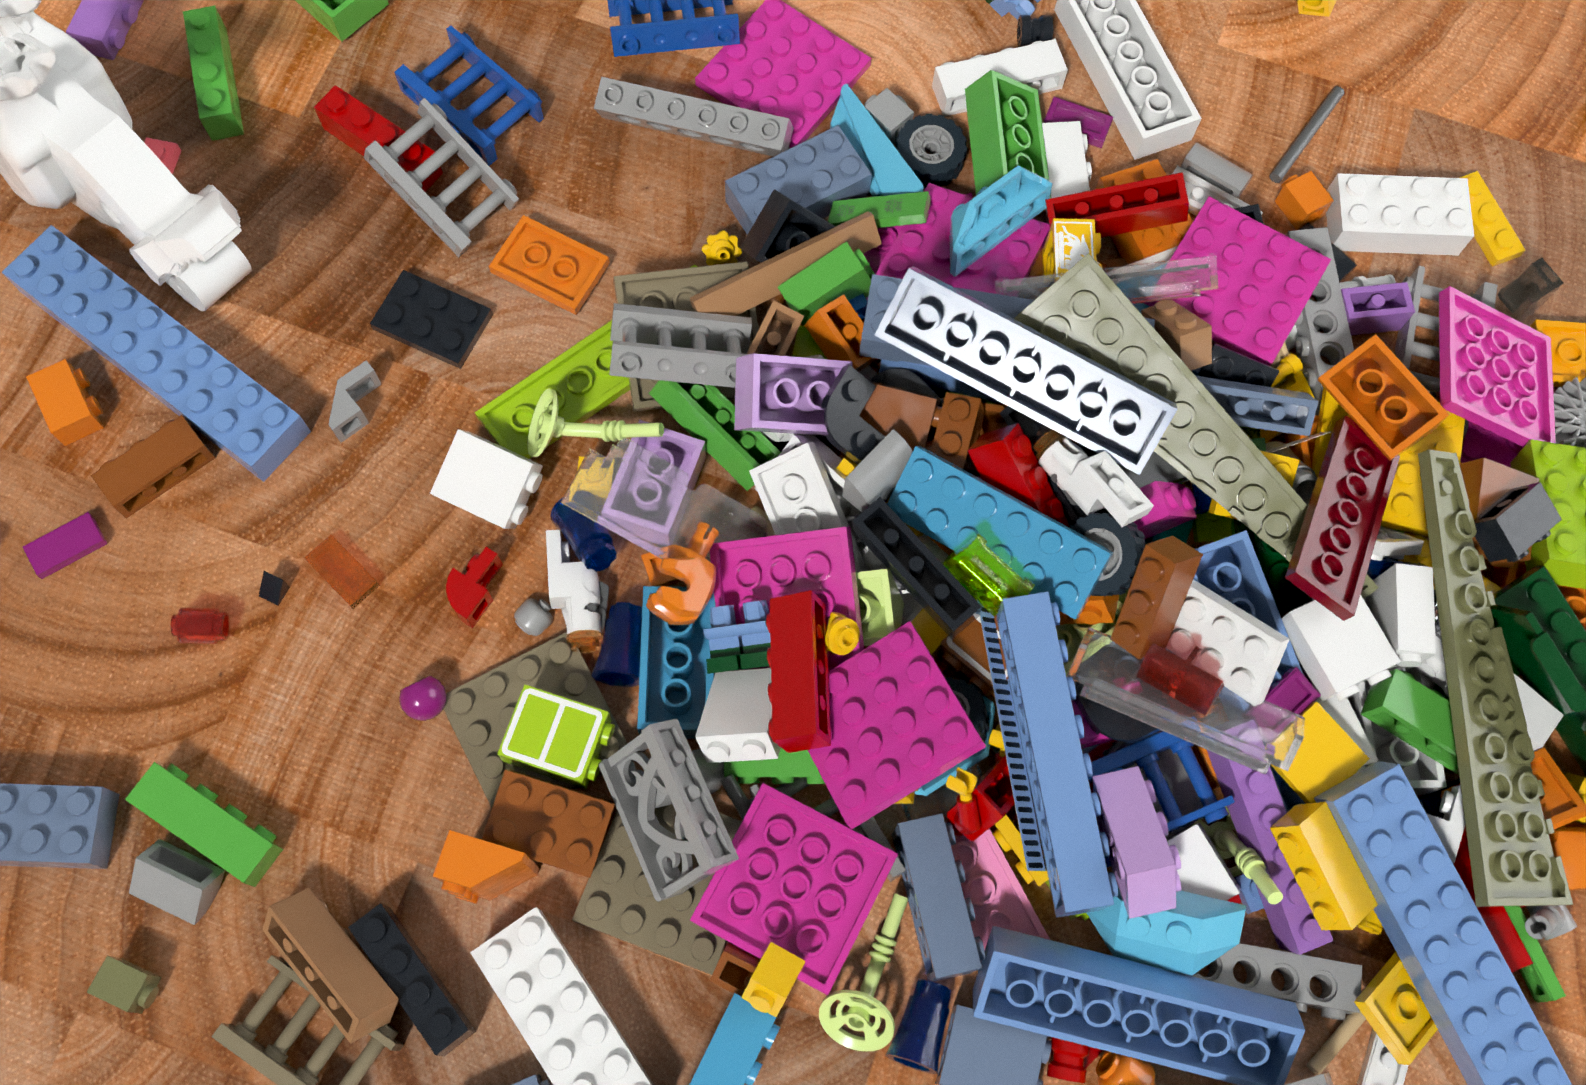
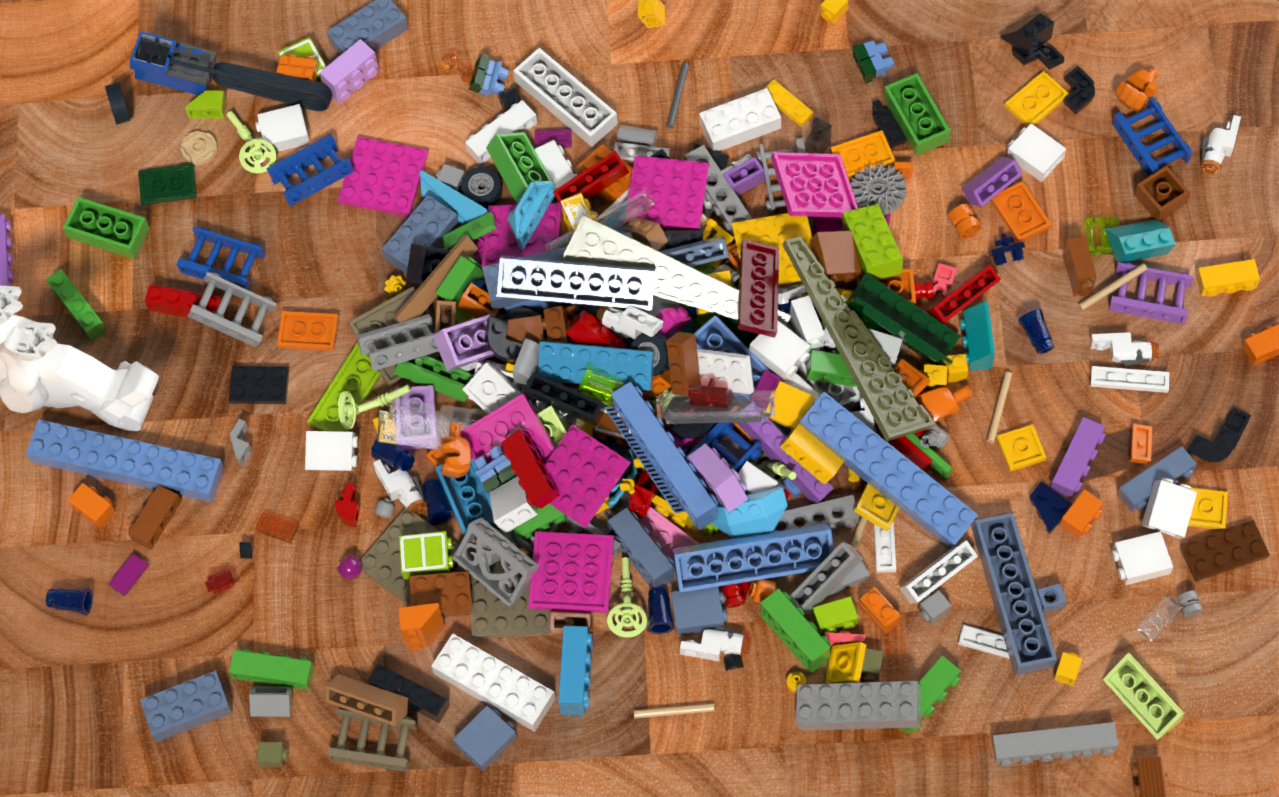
camera: 15 degrees left, 5 degrees down
(693, 117) = (348, 222): light grey brick -> none
(773, 979) = (578, 611): yellow brick -> none
(841, 634) = (542, 445): yellow plate -> none
(1303, 199) = (688, 132): orange brick -> none
(1383, 397) = (758, 223): orange slope -> none
(1516, 523) = (843, 257): brick -> none

